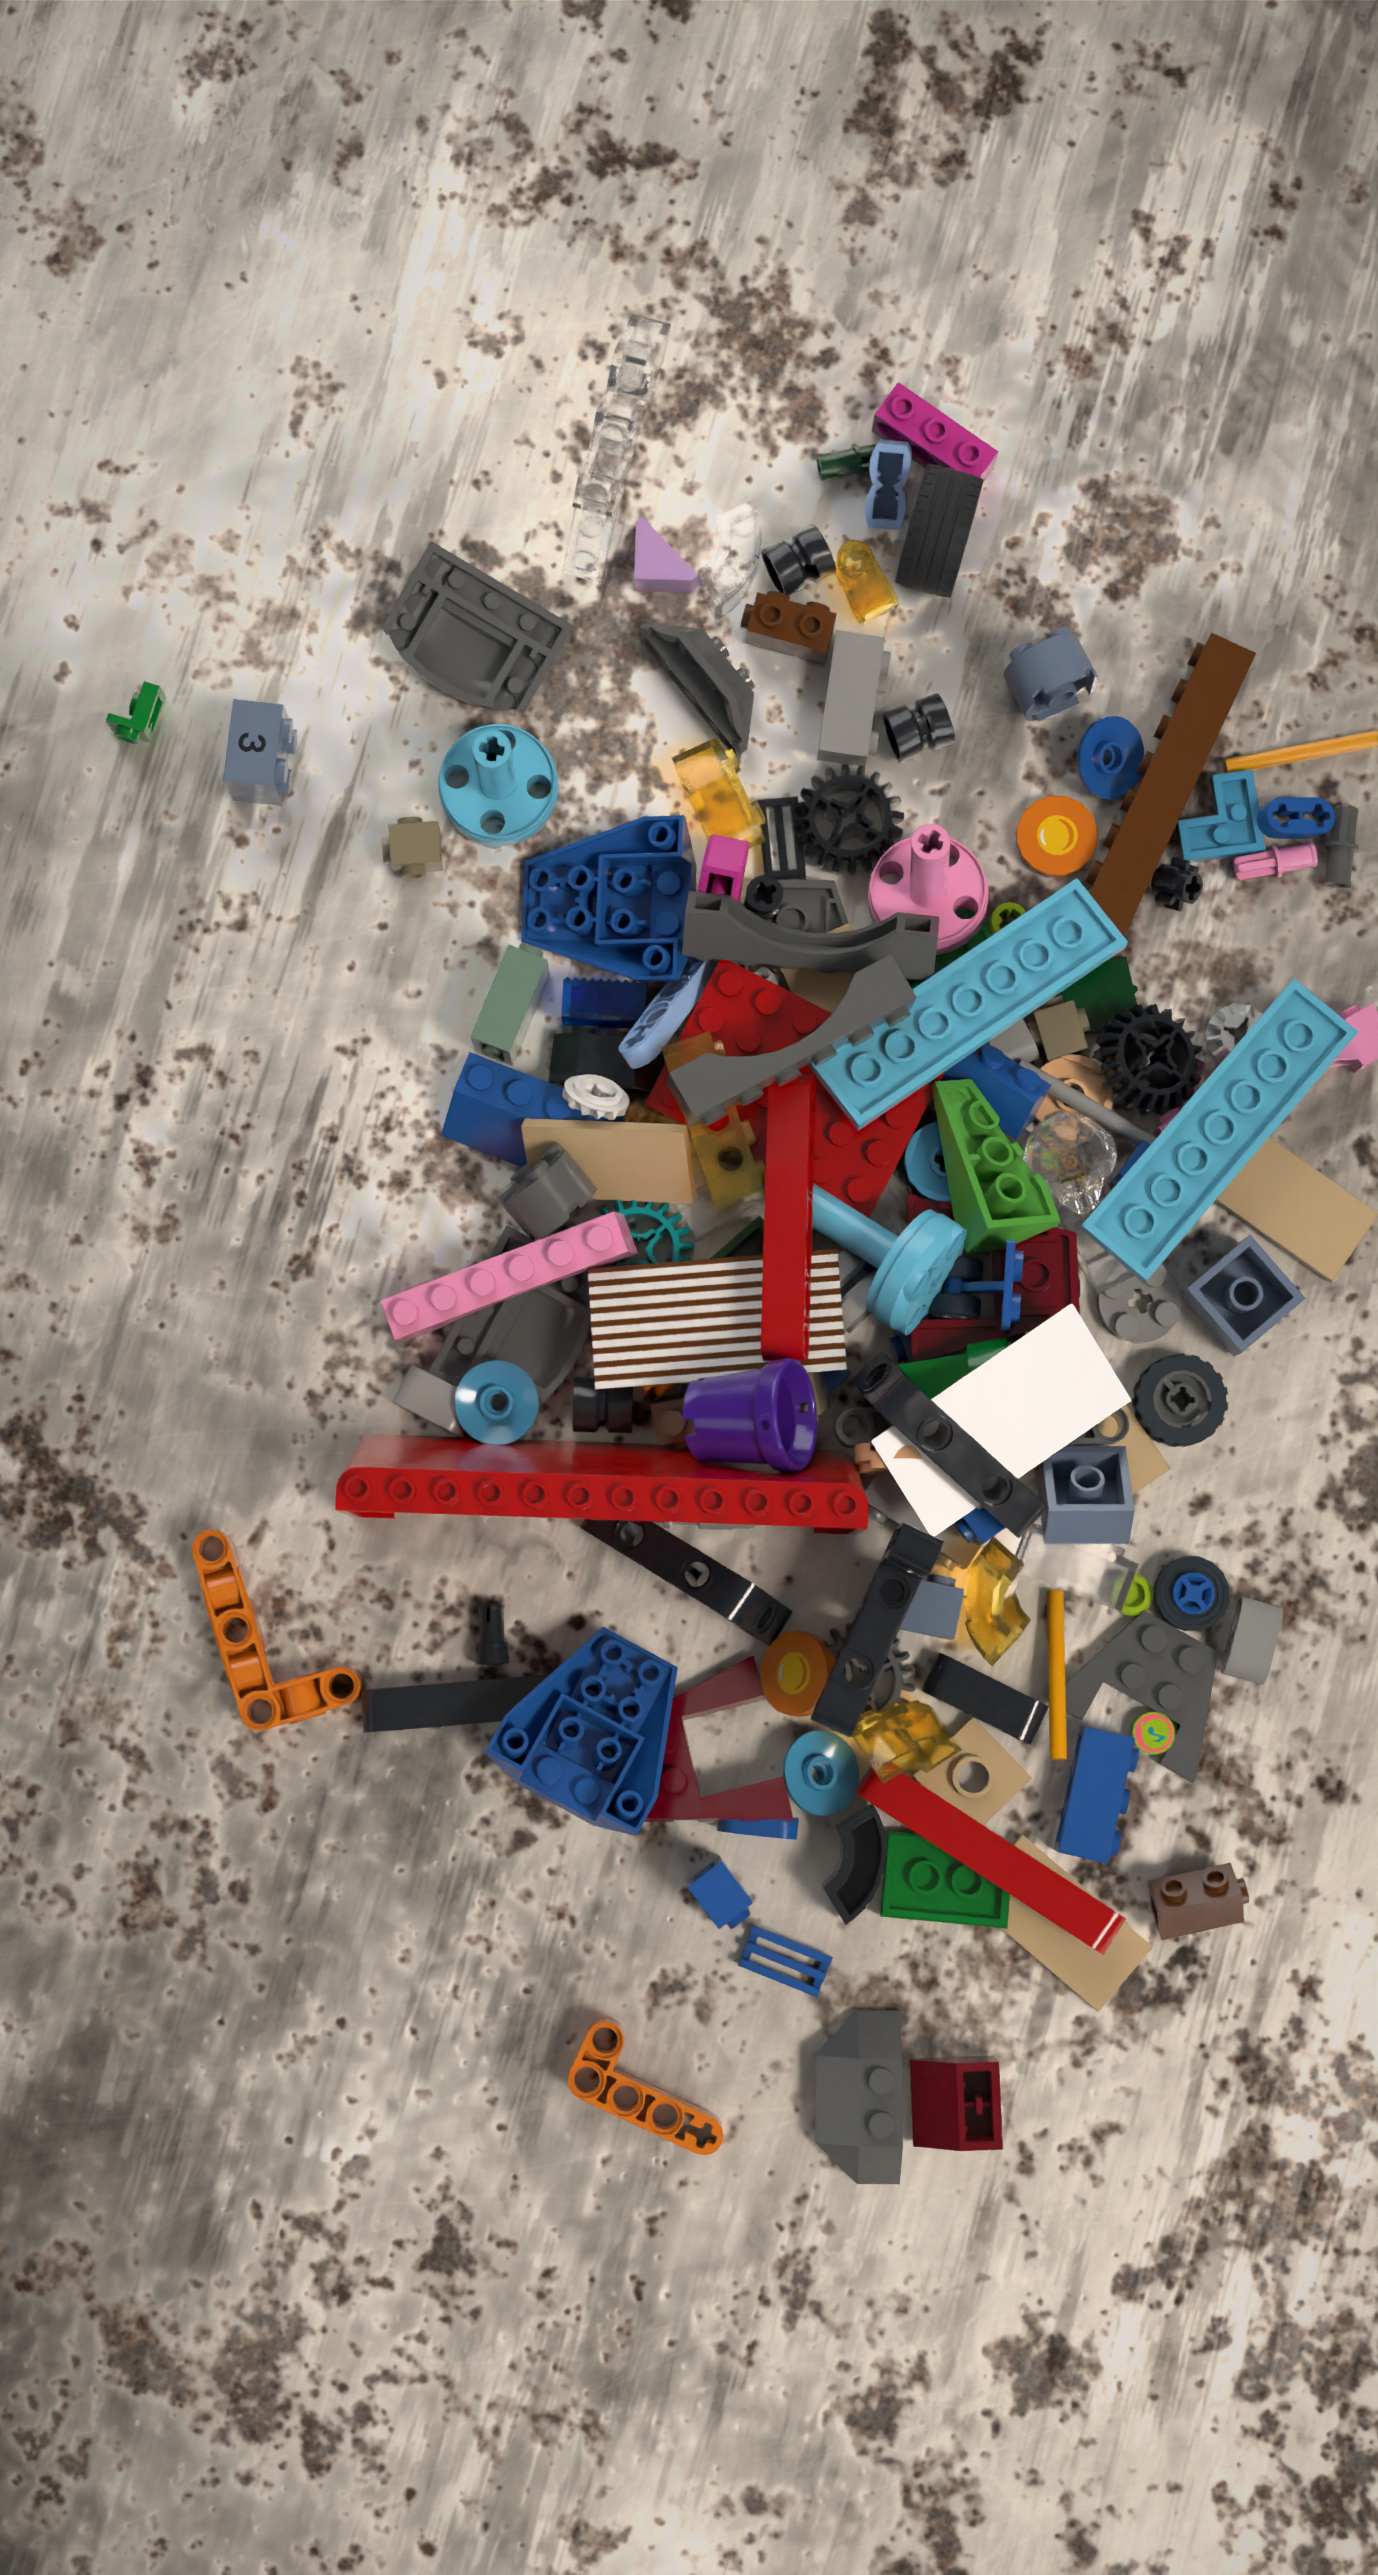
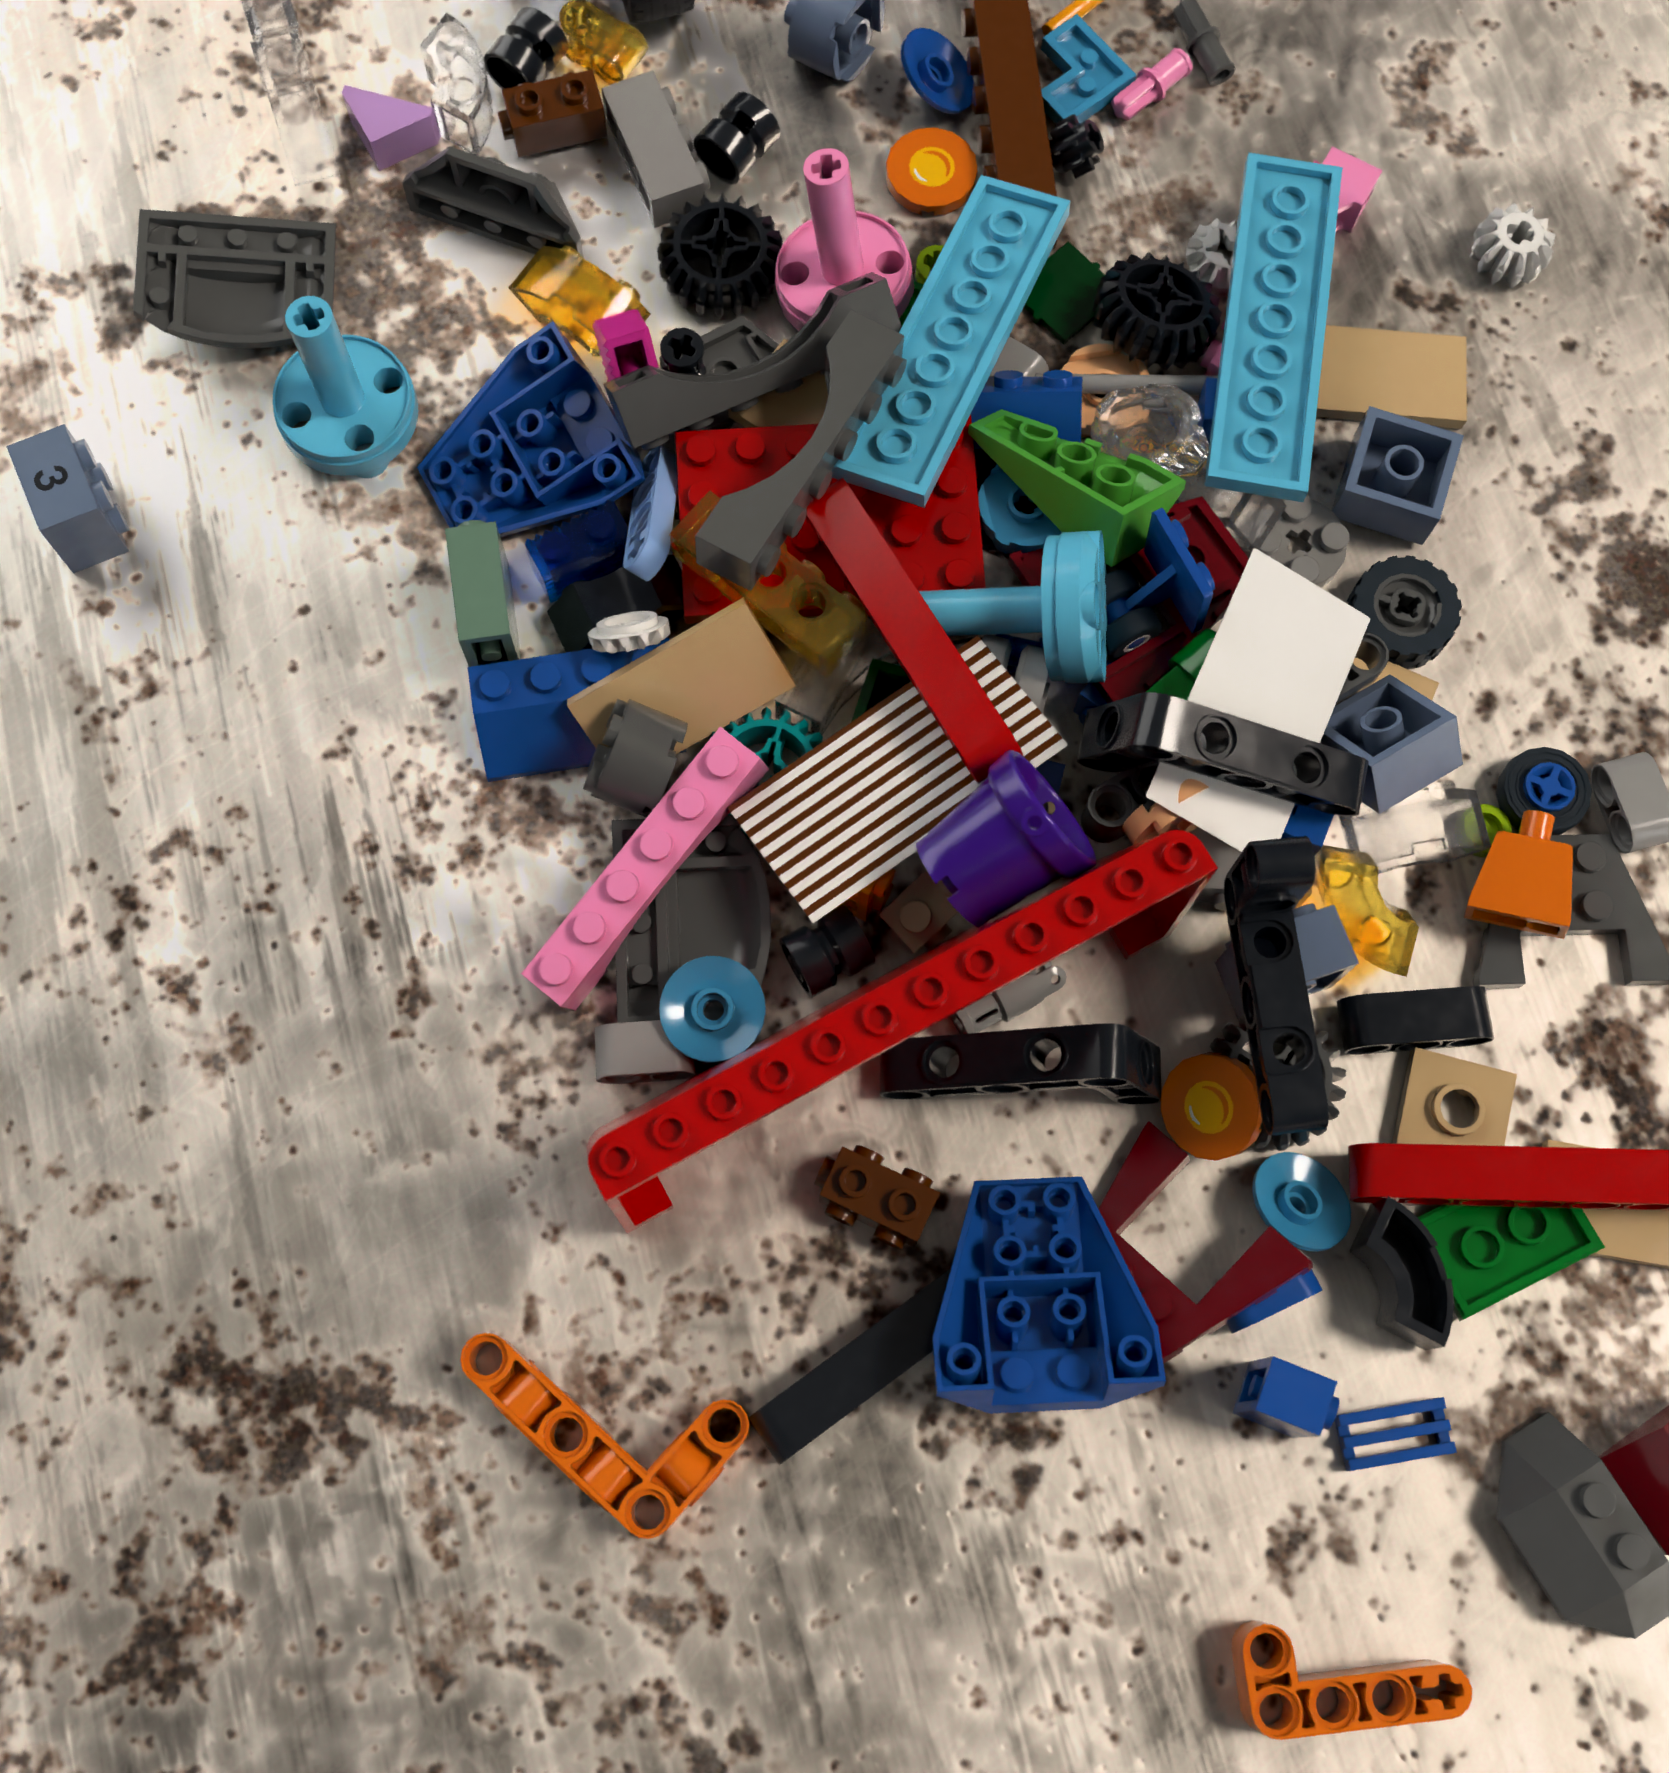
camera: 30 degrees left, 10 degrees down
(413, 847) = (291, 510): dark tan brick -> none
(492, 1645) = (864, 1281): black pin -> none
(527, 1584) = (865, 1190): none -> reddish brown brick
(784, 873) = (686, 310): black tile -> none
(904, 1739) = (1370, 1110): clear yellow brick -> none
(1056, 1675) = (1471, 953): light orange bar -> none
(1059, 1028) = (1053, 328): dark tan brick -> none
(1096, 1795) = (1592, 1051): blue brick -> none
(1124, 1648) = (1525, 880): none -> orange torso
(1153, 1732) = (1601, 955): lime tile -> none
(1296, 826) = (1145, 34): blue beam -> none

